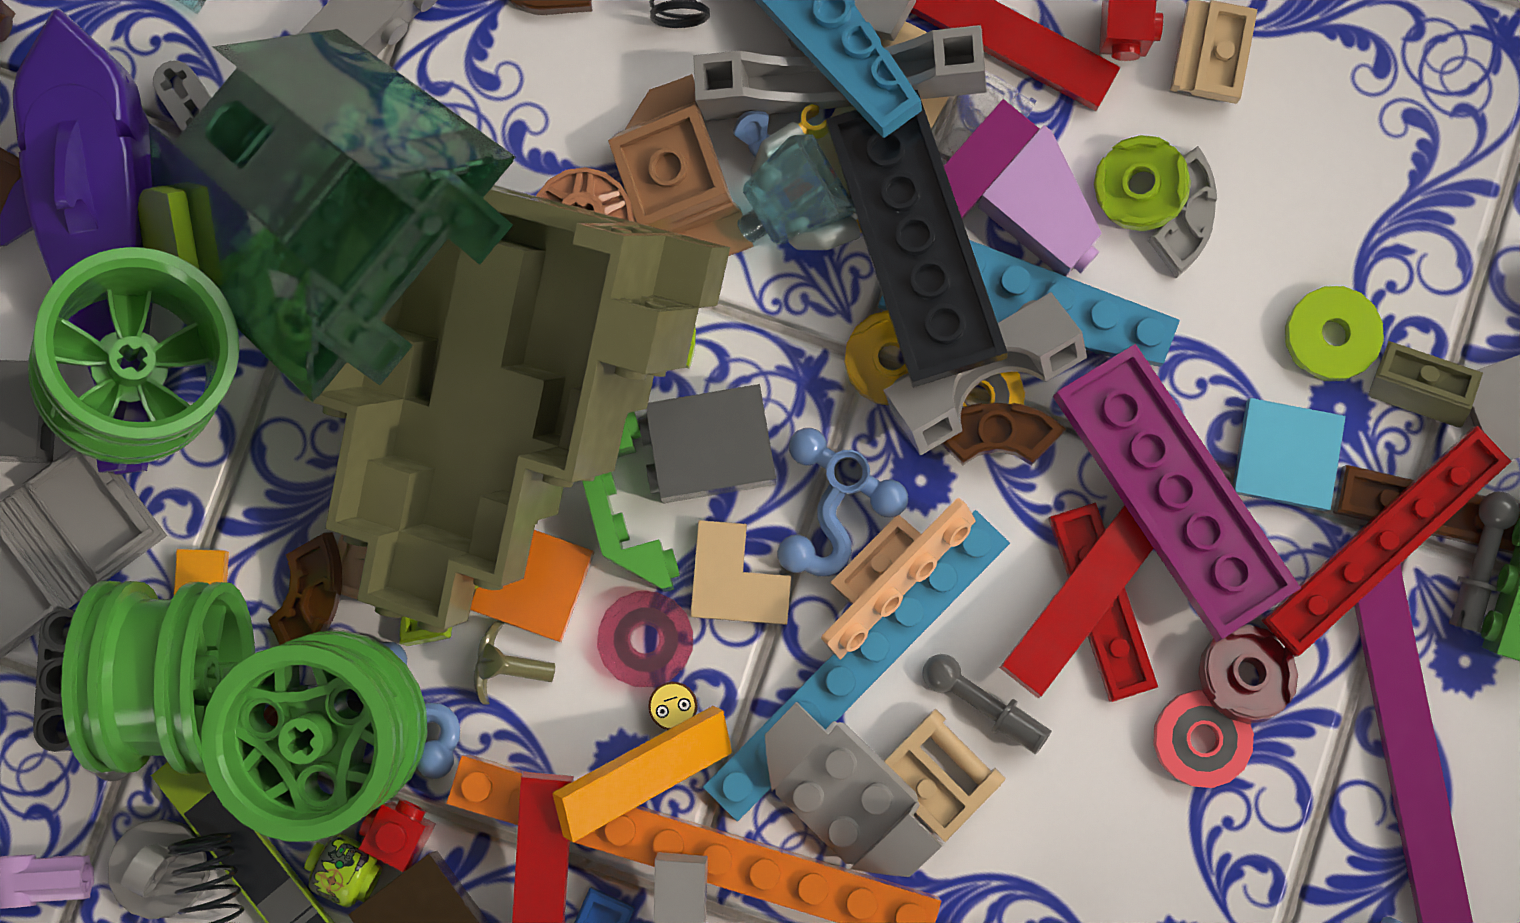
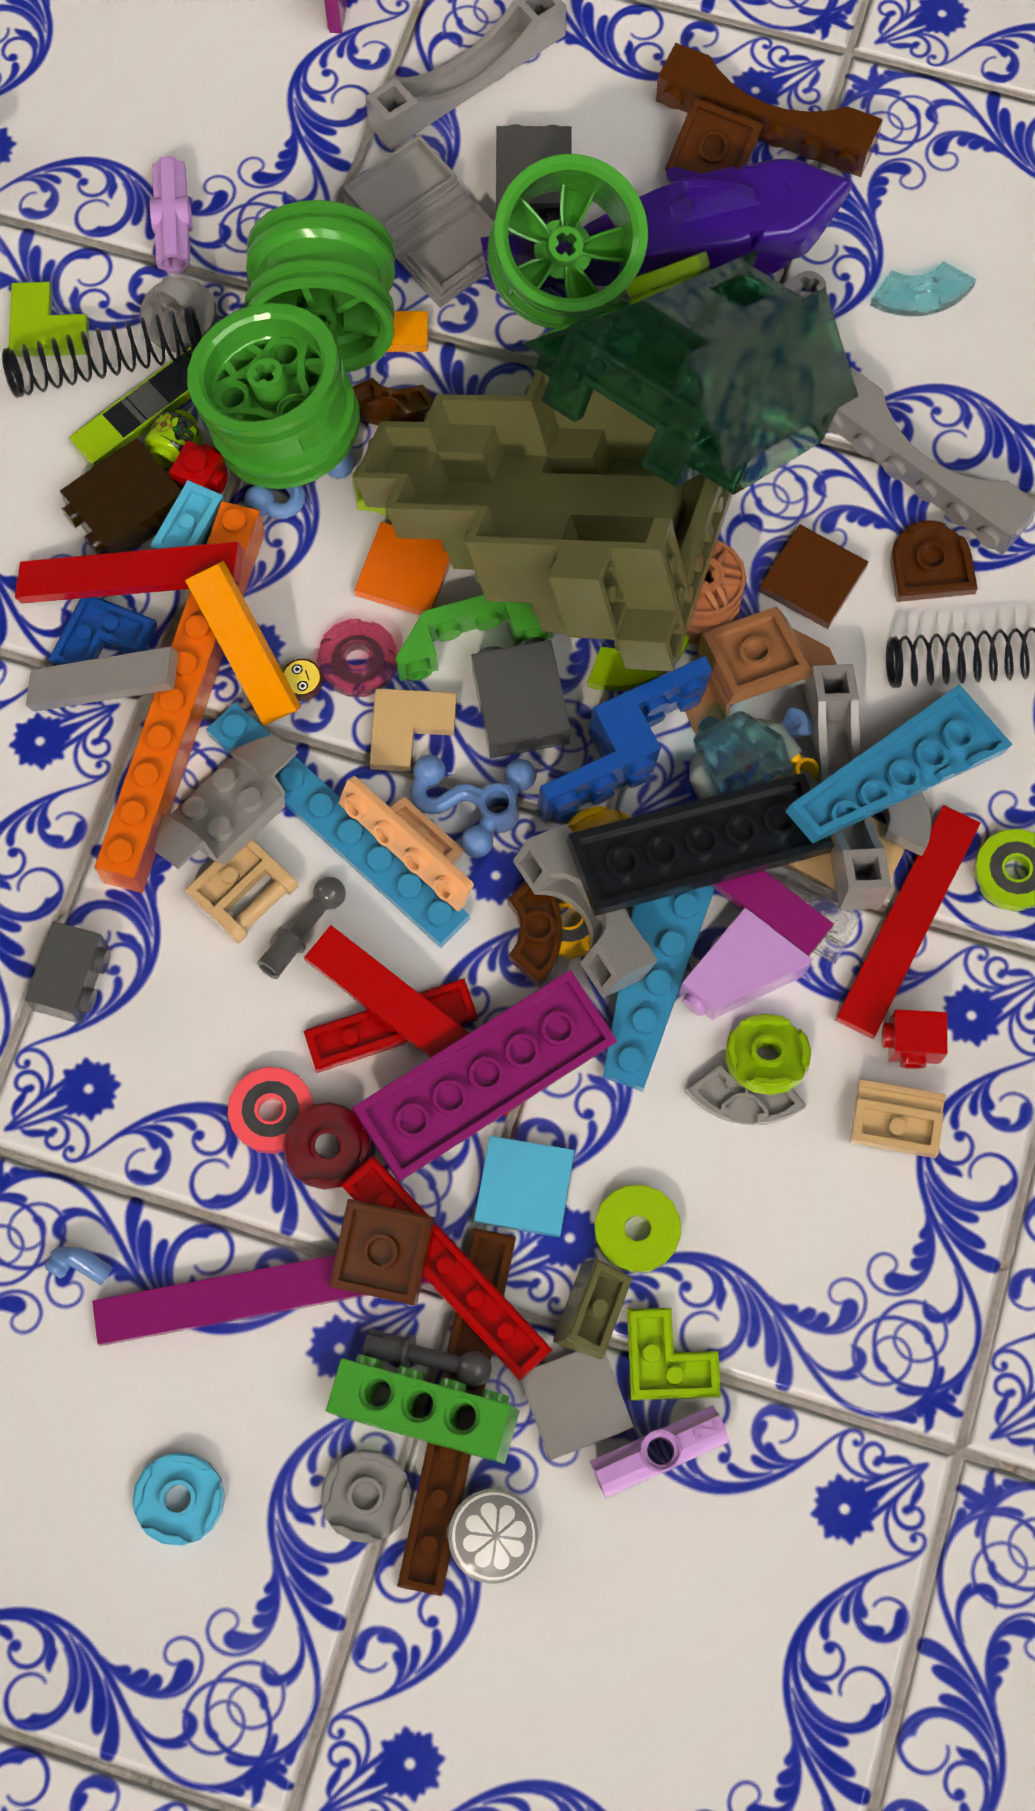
camera: 85 degrees right, 10 degrees down
(470, 845) = (189, 518): none -> medium azure panel
(493, 662) = (337, 536): olive plant -> none
(560, 100) = (813, 576): none -> reddish brown tile
(783, 321) = (624, 741): none -> blue bracket
(1377, 608) = (382, 1252): none -> reddish brown tile
(1486, 315) = (660, 1372): none -> lime tile

